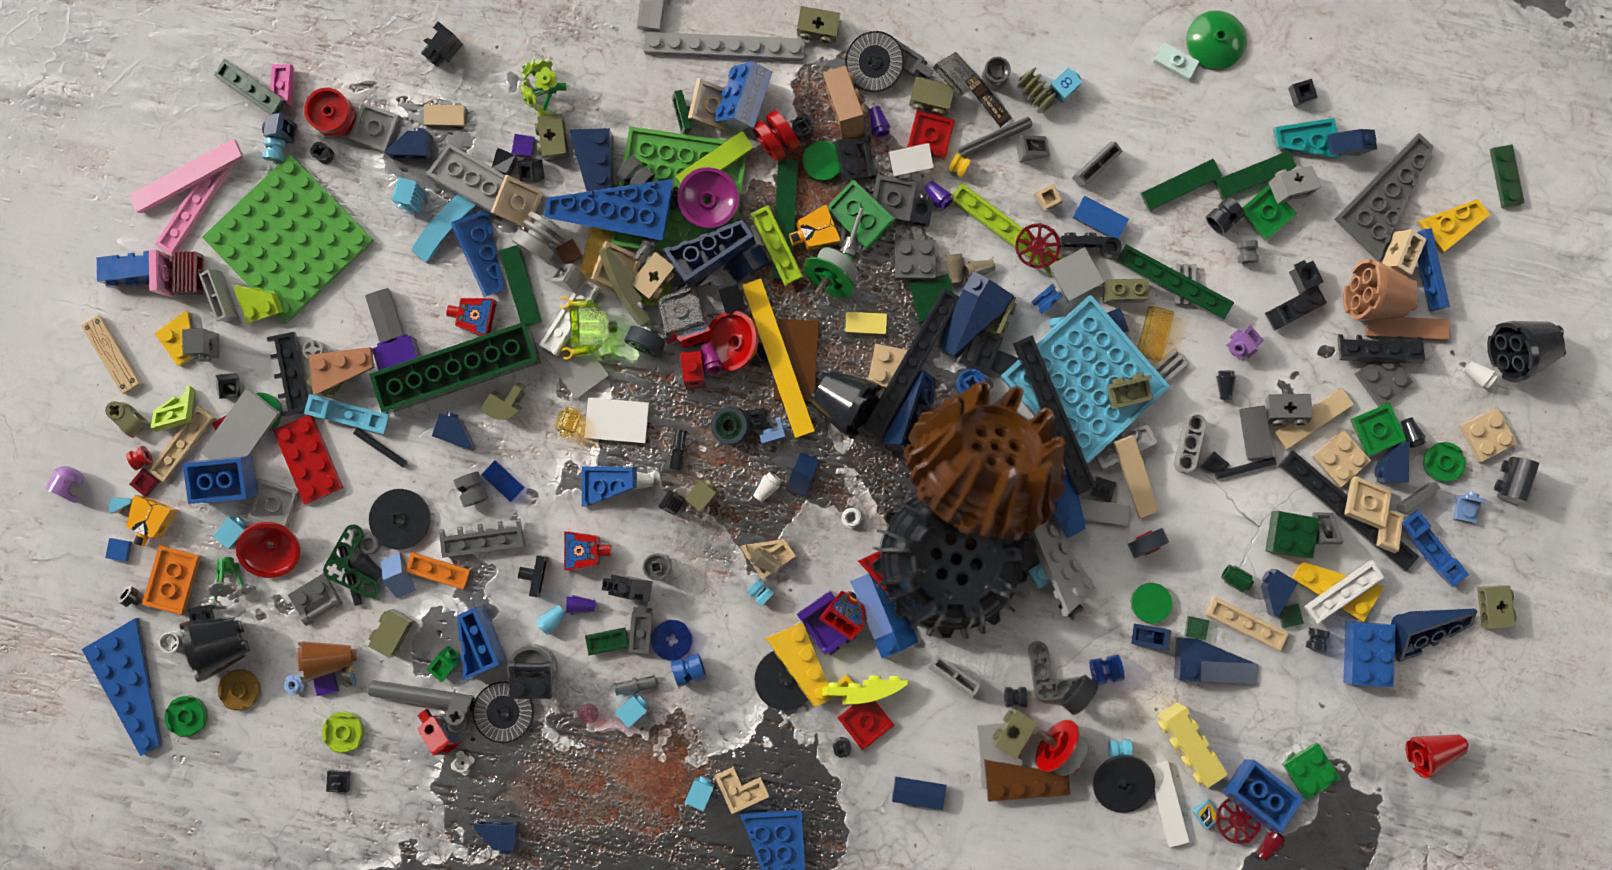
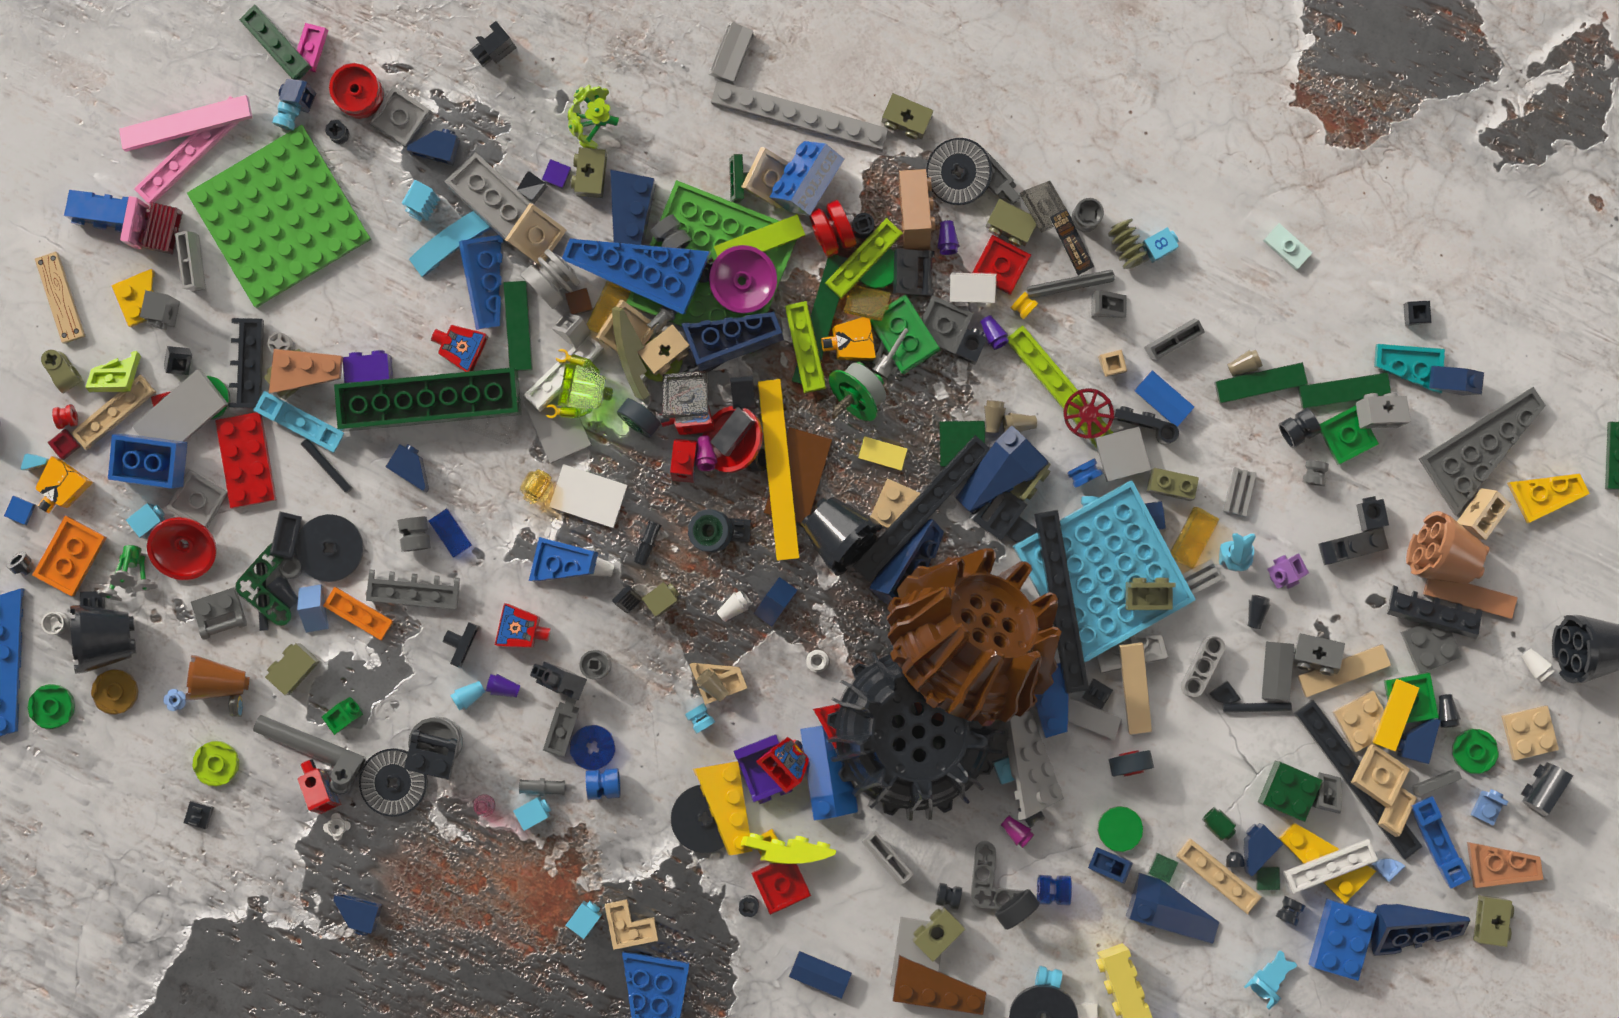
camera: 10 degrees right, 0 degrees up
(257, 303) = (230, 279): lime wing -> none
(326, 684) = (209, 708): dark purple tile -> none
(358, 517) = (285, 536): none -> black tile
(384, 315) = (364, 323): dark grey piece -> none
(444, 115) = (478, 121): tan tile -> none
(478, 642) = (384, 701): blue wedge -> none
(501, 407) = (467, 453): olive brick -> none
(530, 170) = (558, 202): black slope -> none
(607, 641) = (522, 732): dark green plate -> none
(730, 333) = (733, 431): none -> black tile
(748, 263) = (769, 359): dark blue slope -> none
(771, 435) = (751, 551): medium blue bracket -> none
(809, 156) = (863, 258): none -> lime tile
(821, 194) = (867, 302): none -> clear yellow piece
(915, 259) = (952, 397): dark grey plate -> none
(968, 379) = (980, 540): blue wheel -> none
(1061, 748) = (984, 962): red piece -> none
(1062, 626) = (1017, 831): none -> magenta cone
(1164, 170) = (1245, 363): none -> dark tan cone
(1175, 282) = (1228, 487): dark green tile -> none
(1200, 336) = (1240, 553): none -> medium azure hair
(1208, 48) = (1327, 243): green dish -> none
(1258, 606) = (1235, 859): none -> black hinge
(1312, 704) = (1267, 981): none -> medium azure hair
(1369, 446) = (1395, 715): none -> yellow tile
(1393, 582) = (1388, 868): none -> light blue tile
(1432, 274) = (1510, 542): blue tile -> none
(1489, 558) = (1499, 866): none -> nougat wing

